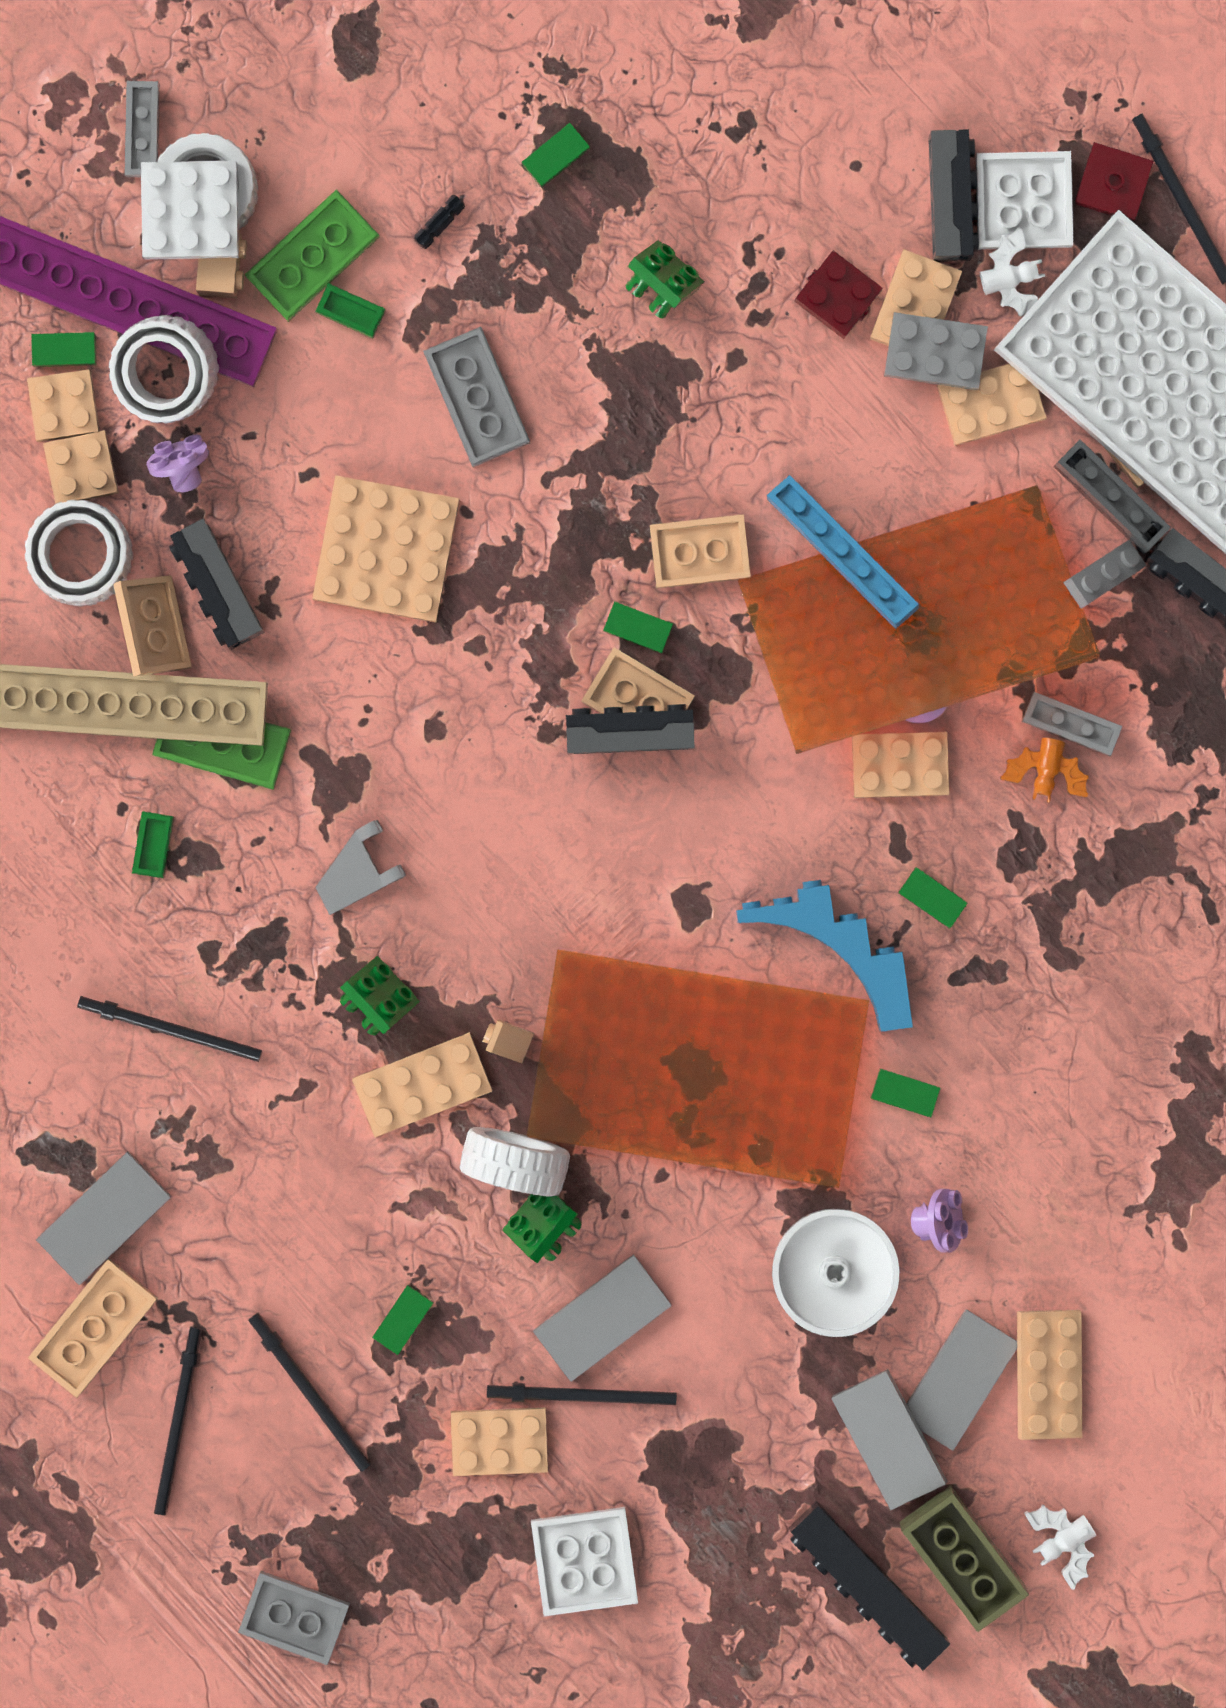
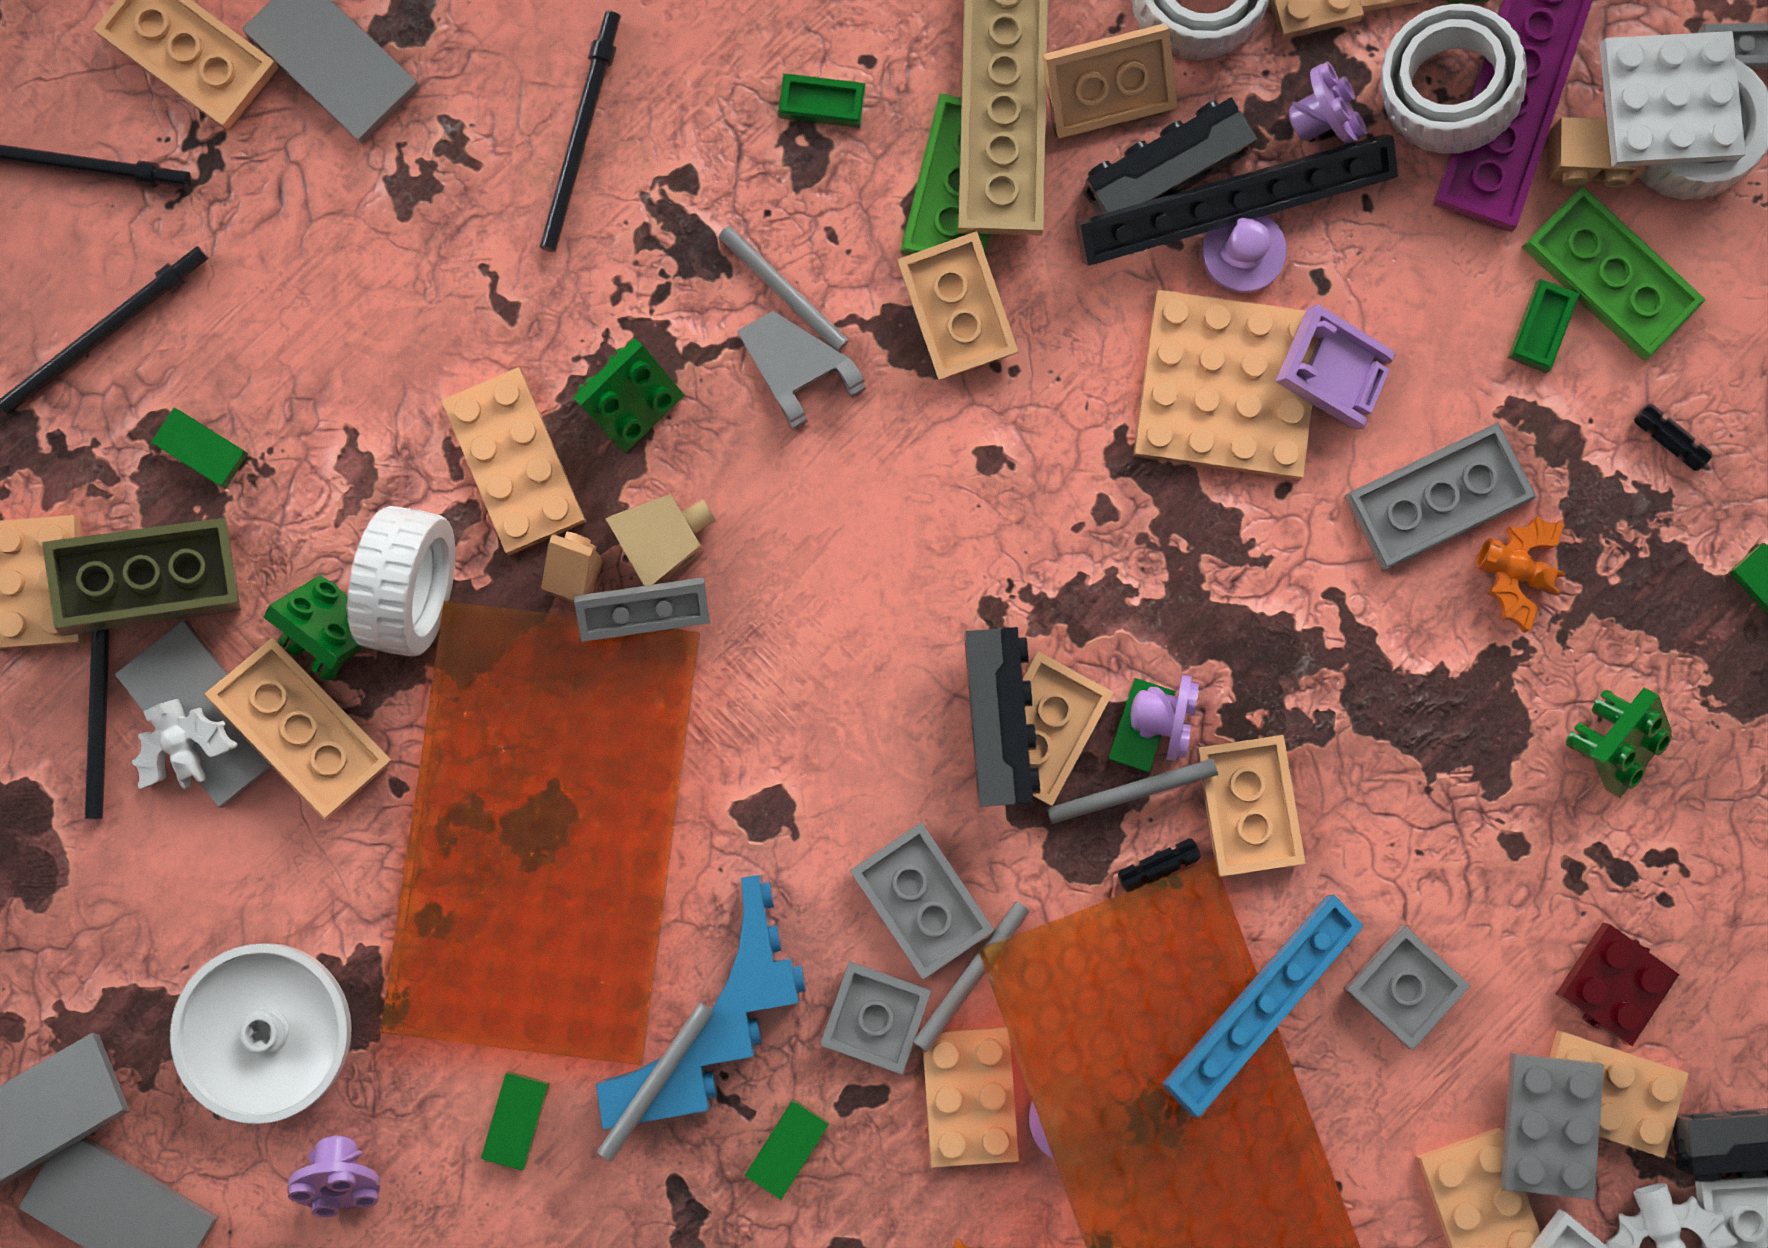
camera: 85 degrees right, 5 degrees down
(248, 535) = (1235, 198): none -> black plate
(284, 531) = (1244, 254): none -> lavender plate
(298, 879) = (783, 288): none -> light grey bar
(320, 748) = (957, 306): none -> light nougat plate
(379, 465) = (1341, 370): none -> lavender container
(485, 975) = (660, 537): none -> tan torso
(501, 1355) = (141, 576): none -> olive brick
(531, 346) = (1514, 565): none -> orange animal
(540, 989) = (641, 609): none -> light grey plate
(617, 1244) = (298, 729): none -> light nougat plate
(619, 1334) = (176, 736): none -> white animal
(632, 610) = (1164, 715): none -> lavender plate
(686, 636) = (1132, 791): none -> light grey bar
(740, 619) = (1159, 865): none -> black axle
(759, 793) = (922, 900): none -> light grey plate
(817, 762) = (967, 981): none -> light grey bar
(834, 446) = (1407, 987): none -> light grey plate
(841, 830) = (875, 1017): none -> light grey plate
(880, 987) = (655, 1081): none -> light grey bar

